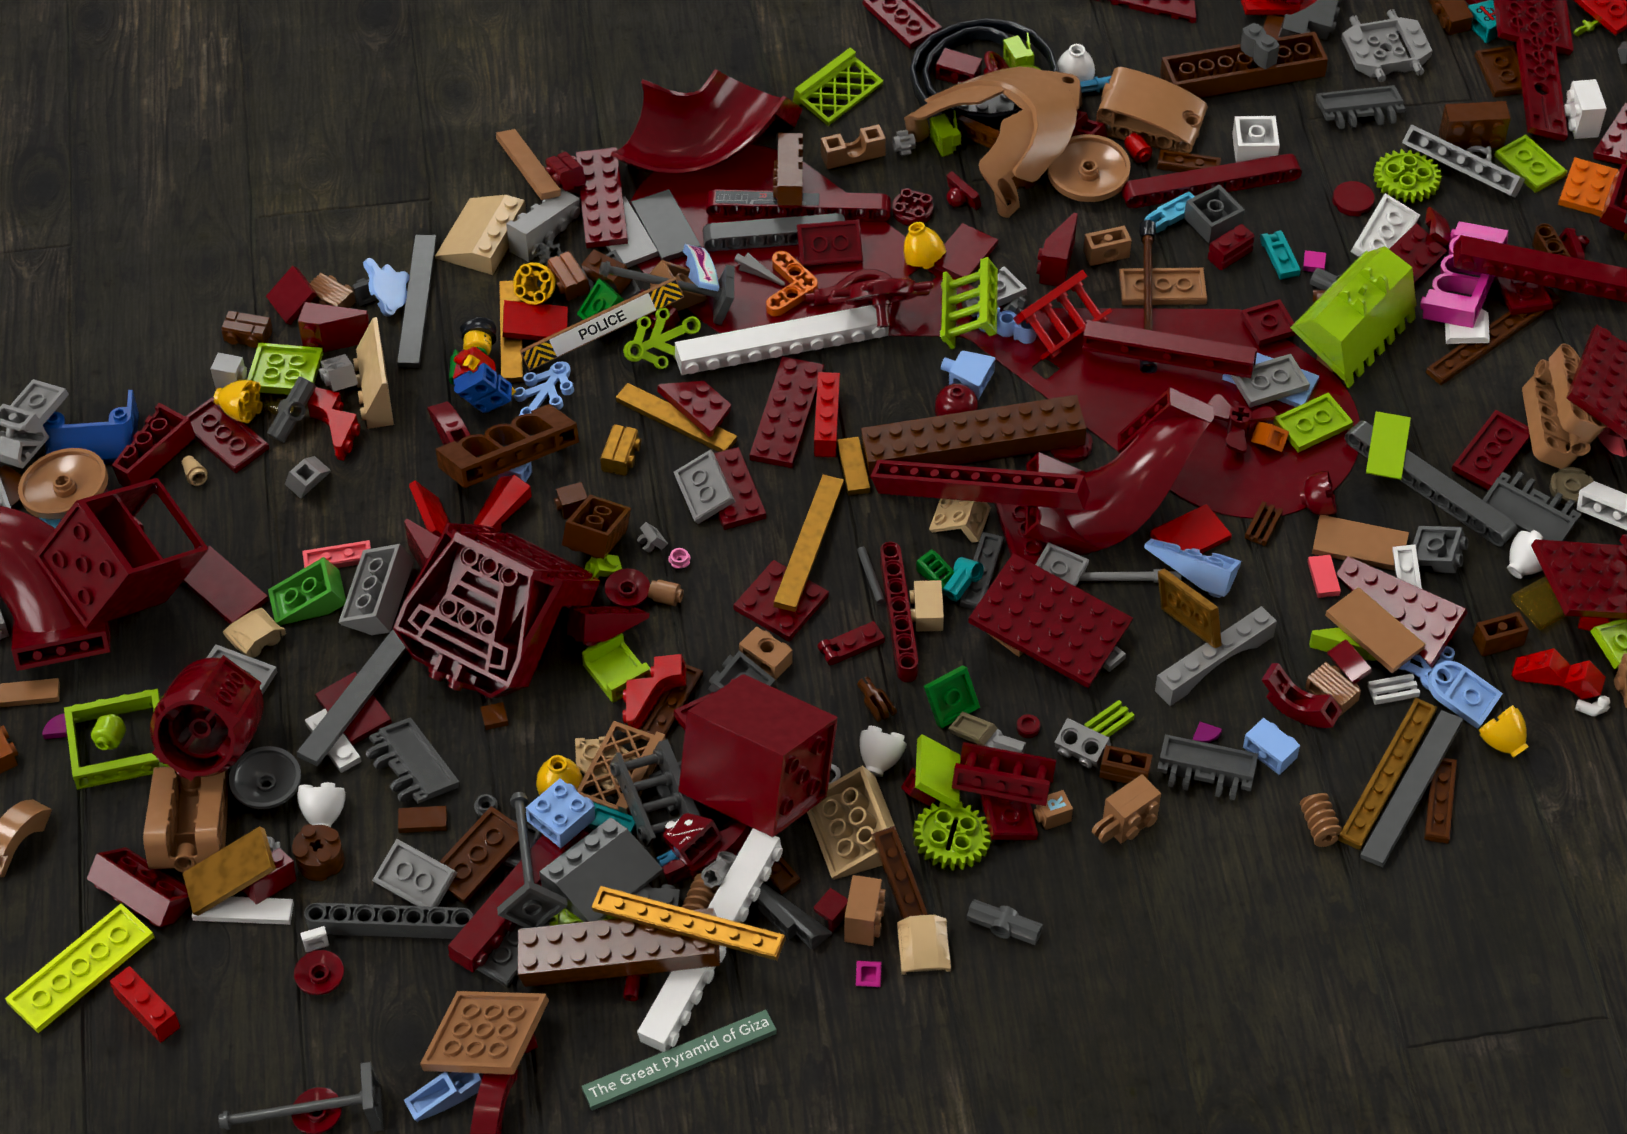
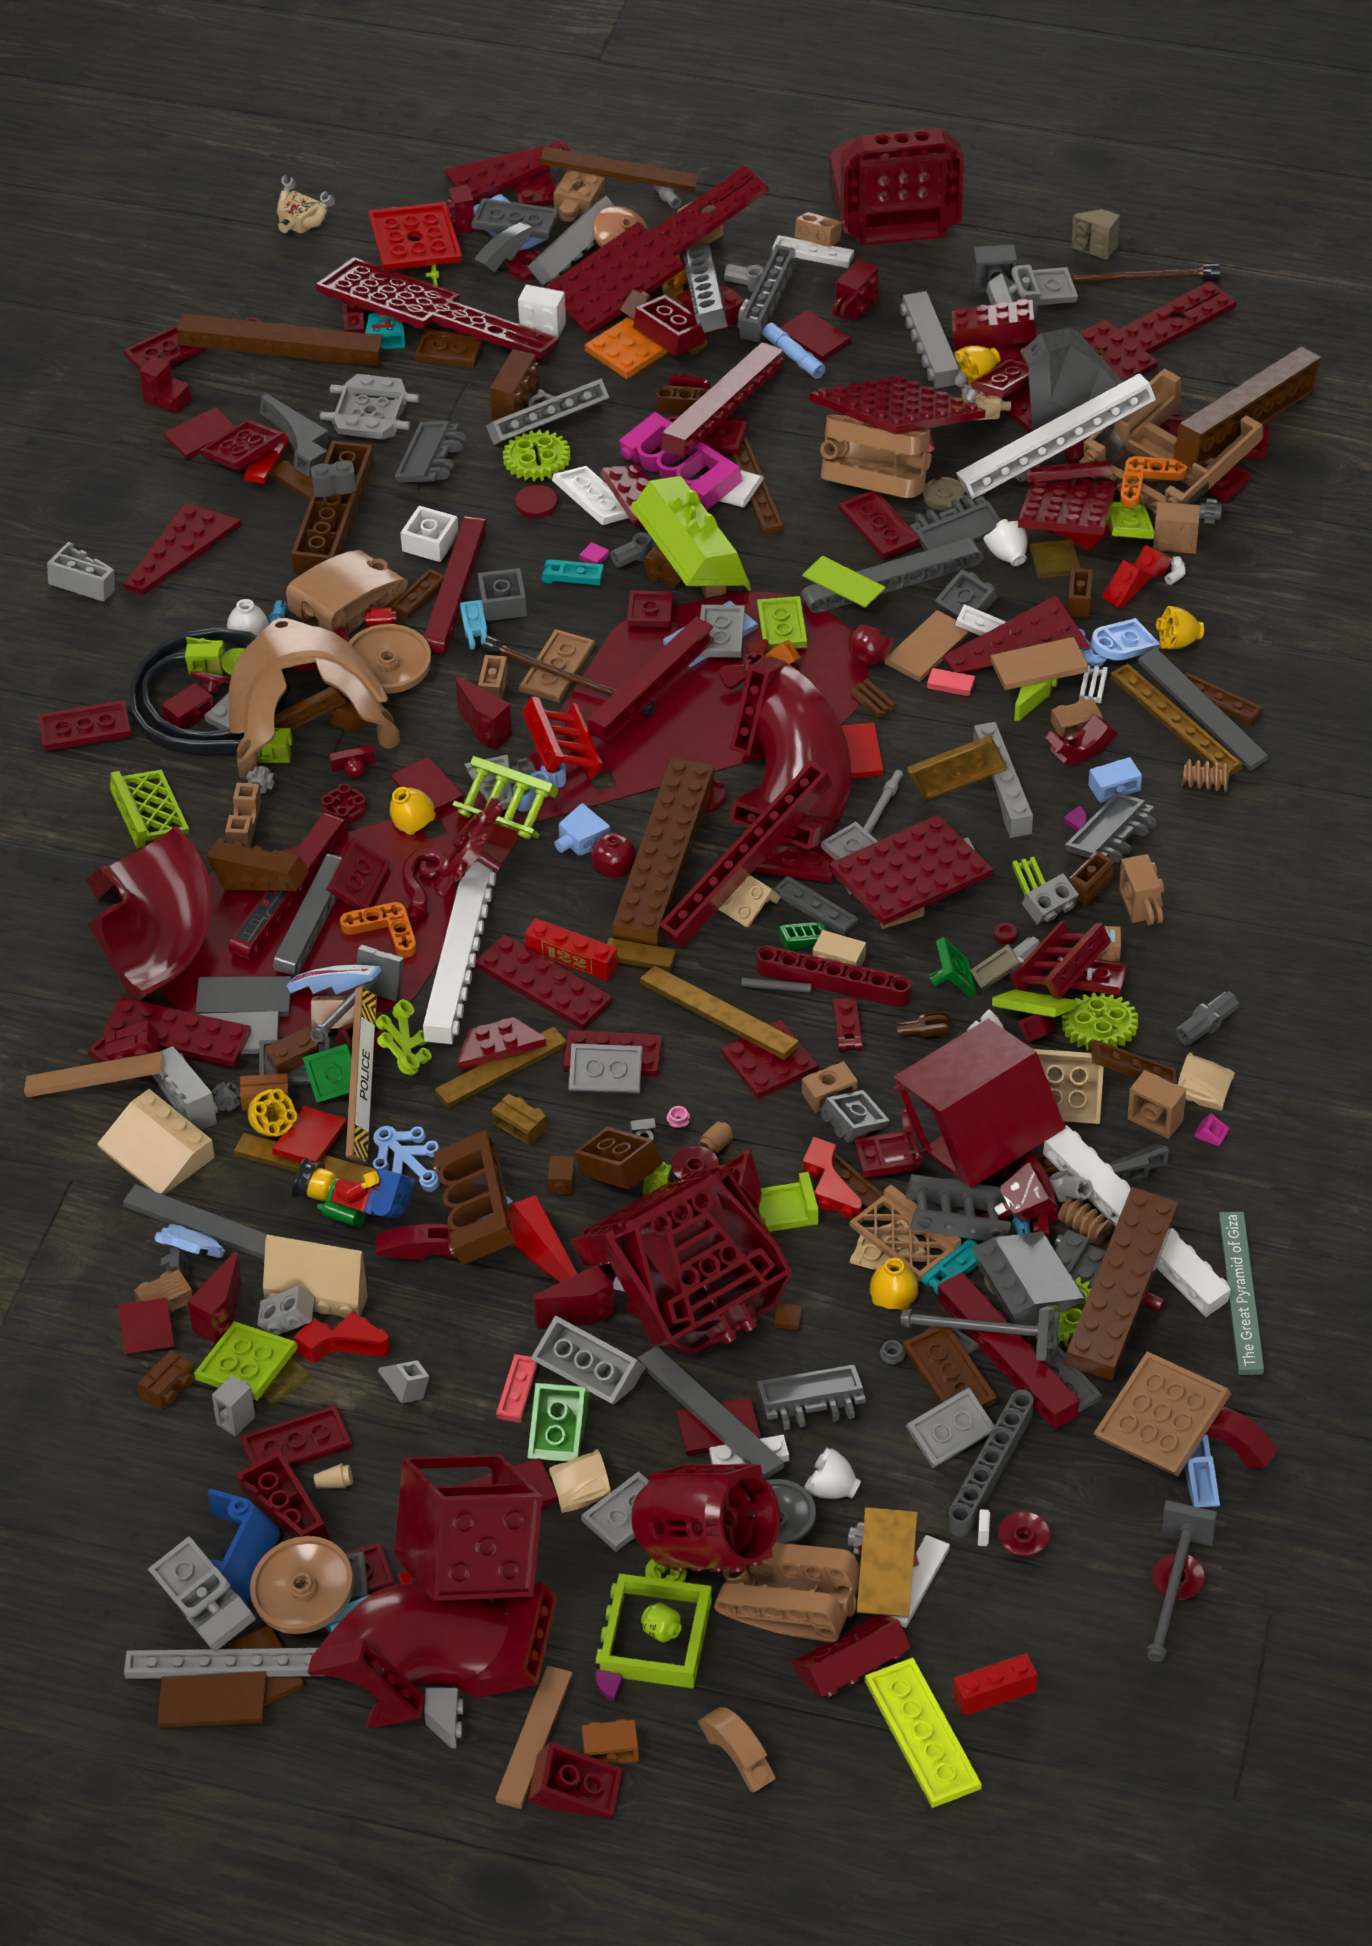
camera: 65 degrees left, 5 degrees down
(240, 400) = (272, 1405): yellow piece -> none
(298, 399) = (312, 1364): dark grey piece -> none
(318, 852) = (885, 1489): reddish brown brick -> none
(422, 819) = (881, 1407): reddish brown tile -> none
(429, 508) = (519, 1285): red tile -> none
(560, 813) = (952, 1280): light blue brick -> none
(689, 923) = (1141, 1208): tile -> none
(752, 266) = (341, 947): light grey piece -> none
(832, 908) = (1138, 1127): dark red panel -> none
(964, 573) = (823, 913): teal piece -> none
(1209, 573) = (904, 750): light blue wedge -> none
(1231, 247) = (546, 599): dark red brick -> none
(1349, 661) = (1062, 691): dark red slope -> none
(1438, 226) = (610, 458): dark red slope -> none
(1531, 163) = (568, 374): lime tile -> none

